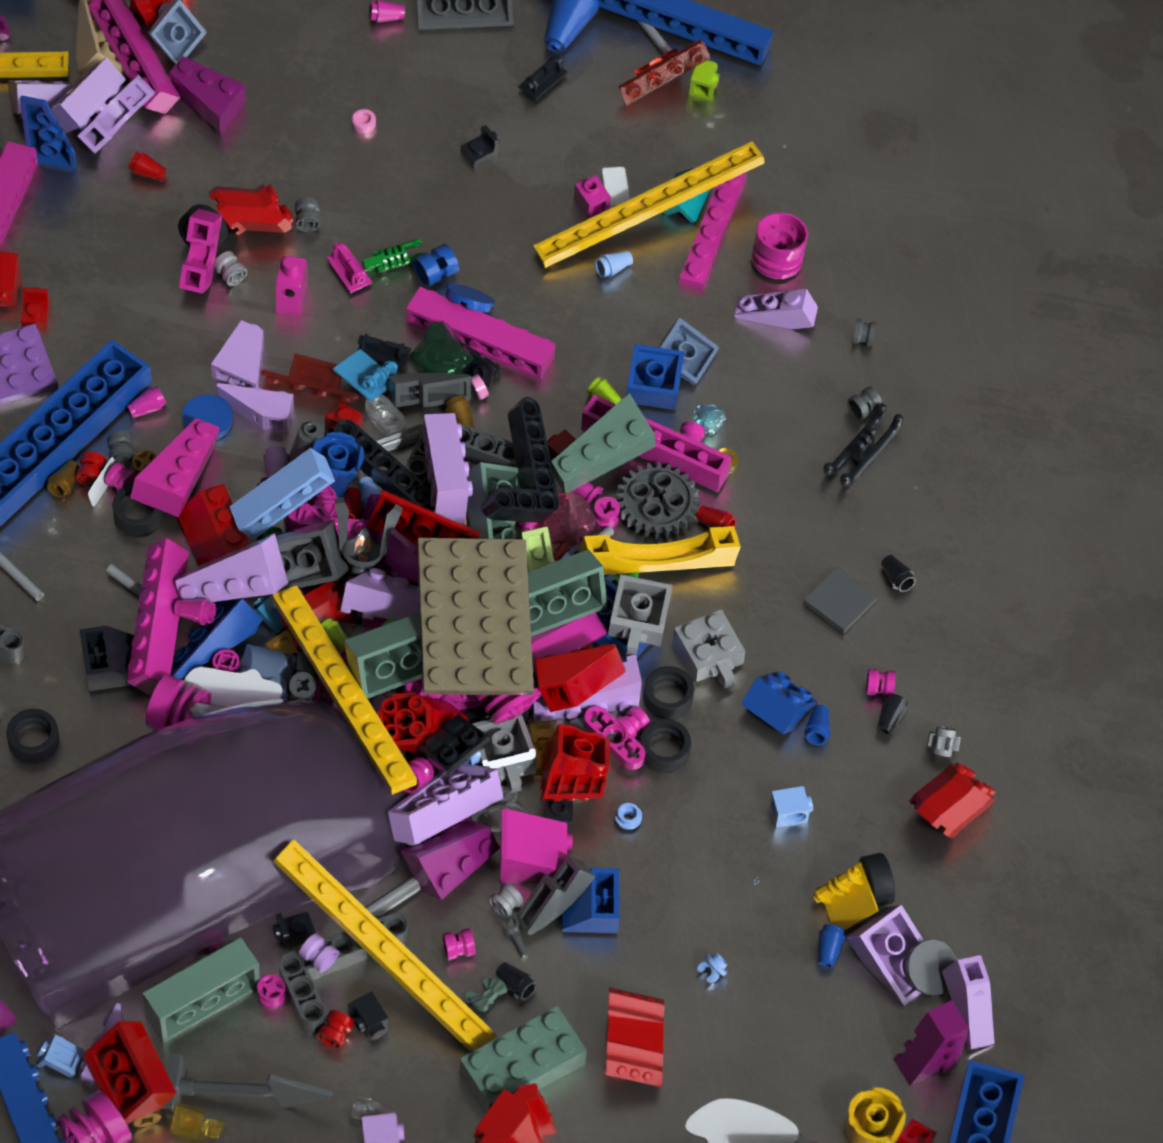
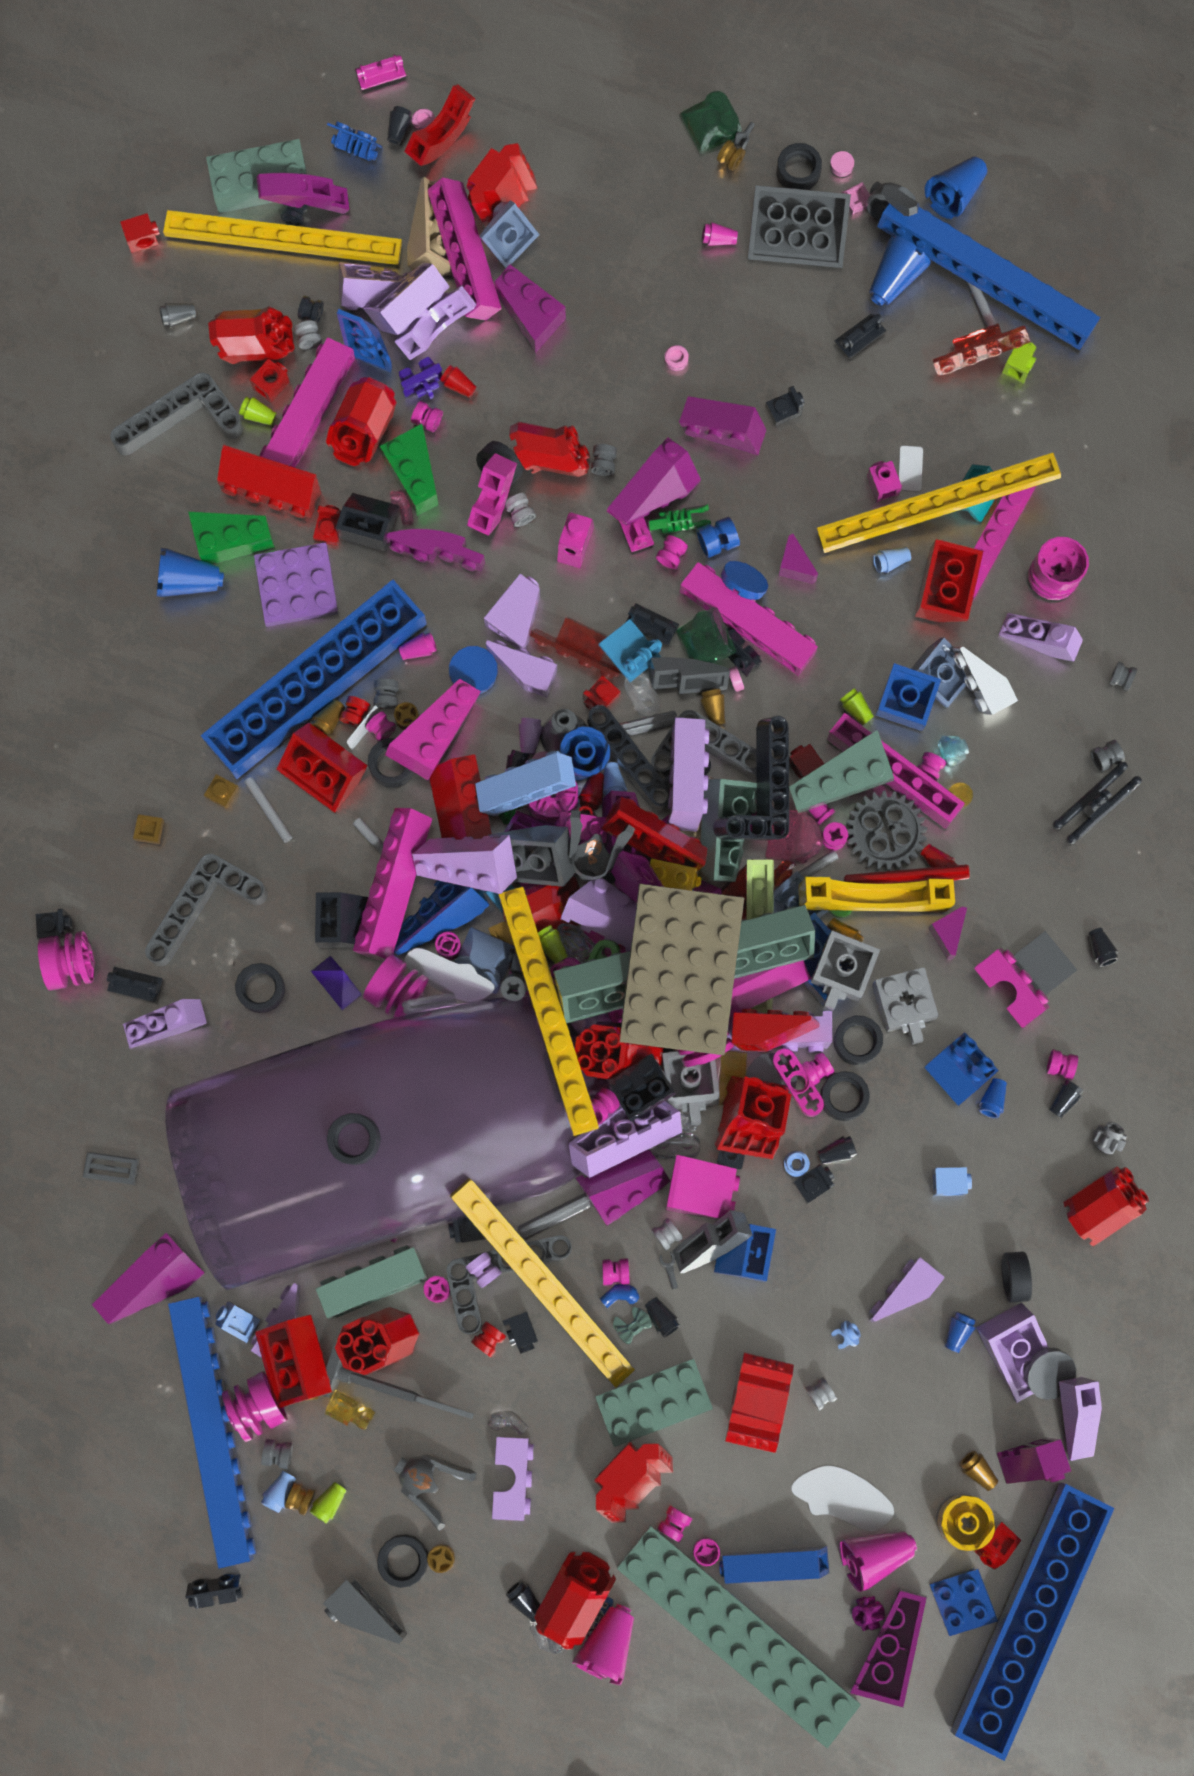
camera: 15 degrees right, 20 degrees up
(54, 210) = (361, 421): none -> red brick
(64, 523) = (321, 766): none -> red slope
(74, 300) = (366, 521): none -> black slope
(110, 171) = (423, 382): none -> dark purple hips
(110, 280) = (404, 504): none -> clear pink arm
(113, 246) = (411, 468): none -> green wedge
(113, 719) = (336, 982): none -> dark purple slope
(120, 200) = (426, 416): none -> dark pink wheel
(141, 309) = (427, 543): none -> magenta slope
(155, 792) = (333, 1135): none -> black tyre
(196, 610) = (428, 888): dark pink cone -> none
(216, 1043) = (377, 1340): none -> red brick
(366, 222) = (660, 480): none -> magenta wedge
(391, 285) = (671, 552): none -> dark pink wheel
(423, 167) = (723, 423): none -> magenta wedge
(465, 965) = (620, 1292): none -> blue arm
(520, 279) = (796, 563): none -> magenta slope
(651, 830) = (814, 1183): none -> black bracket
(670, 796) = (838, 1151): none -> black cone
(674, 272) = (948, 582): none -> red slope
(697, 1026) = (821, 1393): none -> light grey wheel
(731, 354) = (988, 685): none -> white slope
(737, 520) = (955, 872): none -> red axle
(737, 580) = (948, 931): none -> magenta slope
(772, 913) = (915, 1286): none -> lavender slope
(834, 631) = (1002, 967): none -> dark pink arch
(847, 897) = (985, 1289): yellow hinge -> none
(878, 1073) = (977, 1468): none -> pearl gold cone

